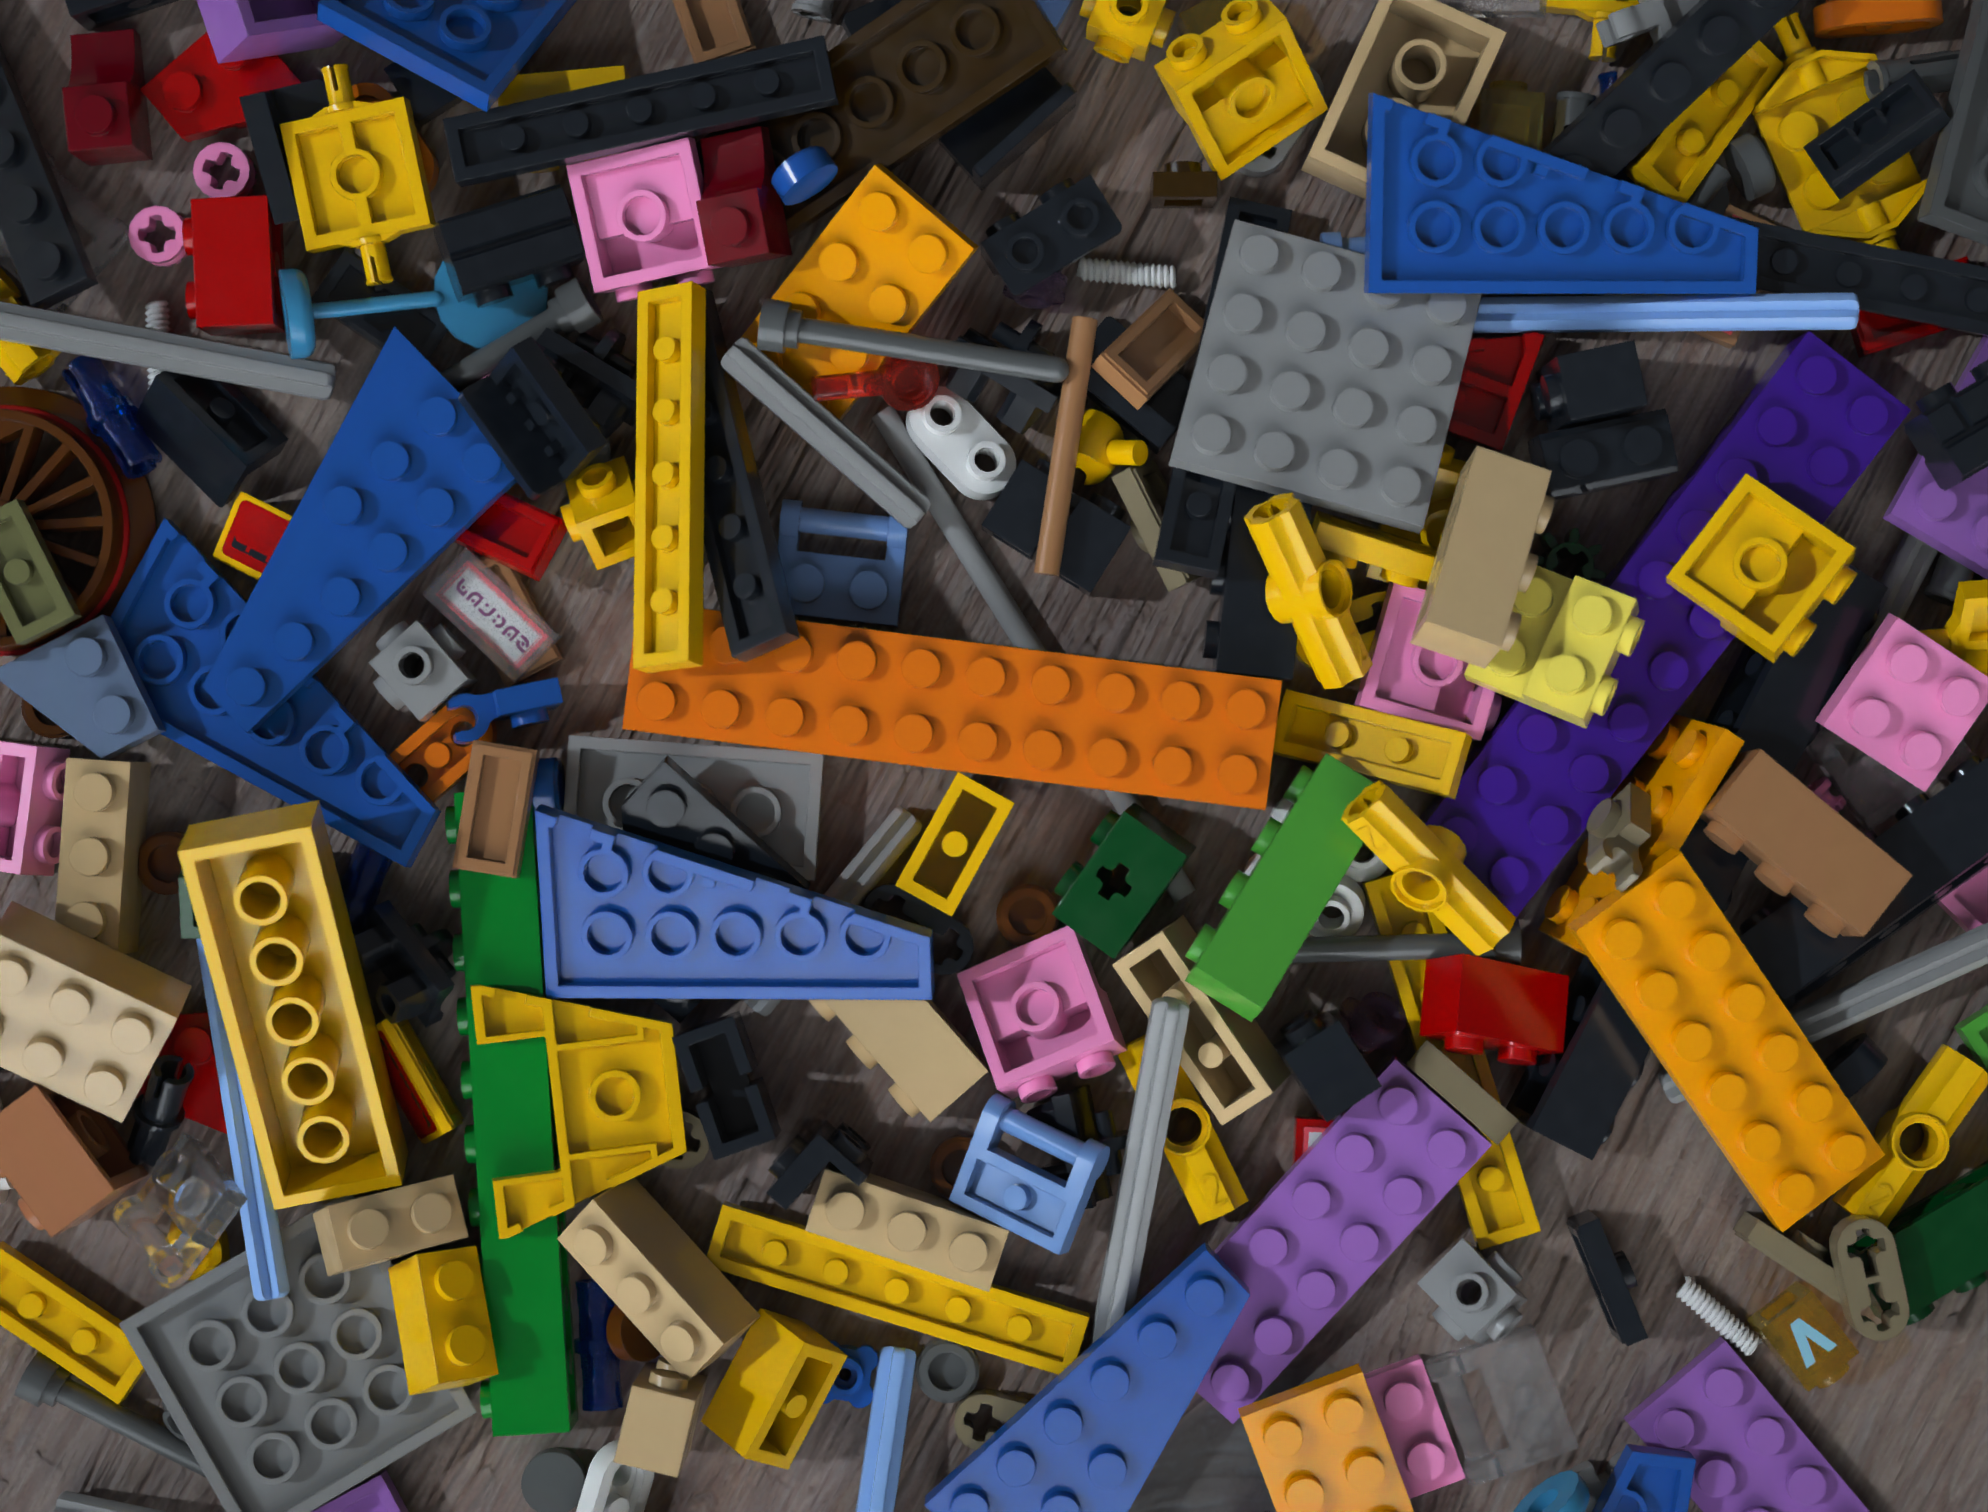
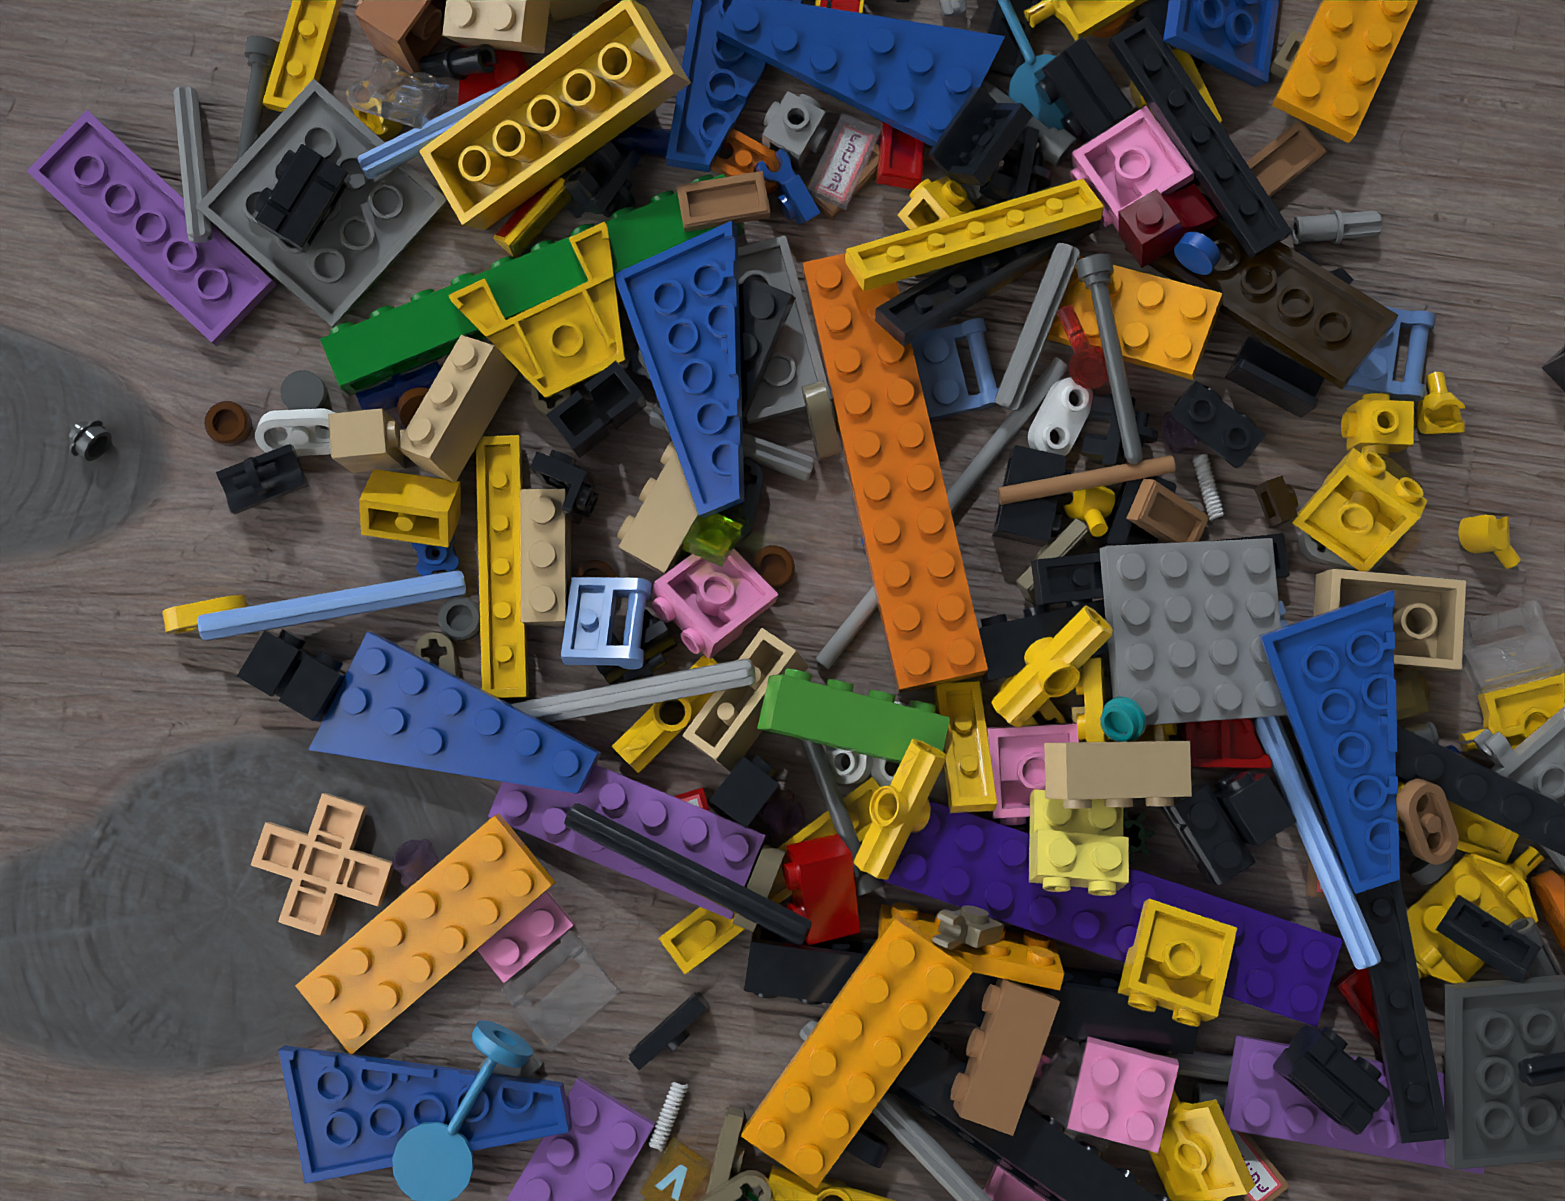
camera: 65 degrees right, 5 degrees down
(287, 1398) = (301, 197): none -> black brick
(390, 1225) = (434, 227): tan brick -> none
(443, 1320) = (384, 281): yellow brick -> none
(549, 784) = (751, 232): blue tile -> none
(850, 780) = (821, 420): none -> dark tan beam
(954, 844) = (804, 500): yellow brick -> none
(964, 988) = (712, 538): none -> clear neon green plate
(1112, 915) = (837, 633): dark green brick -> none
(1412, 1183) = (688, 874): none -> black axle
(1416, 525) = (1123, 719): none -> teal plate
(1456, 1280) = (628, 944): light grey brick -> none
(1680, 158) = (1427, 821): none -> medium nougat plate

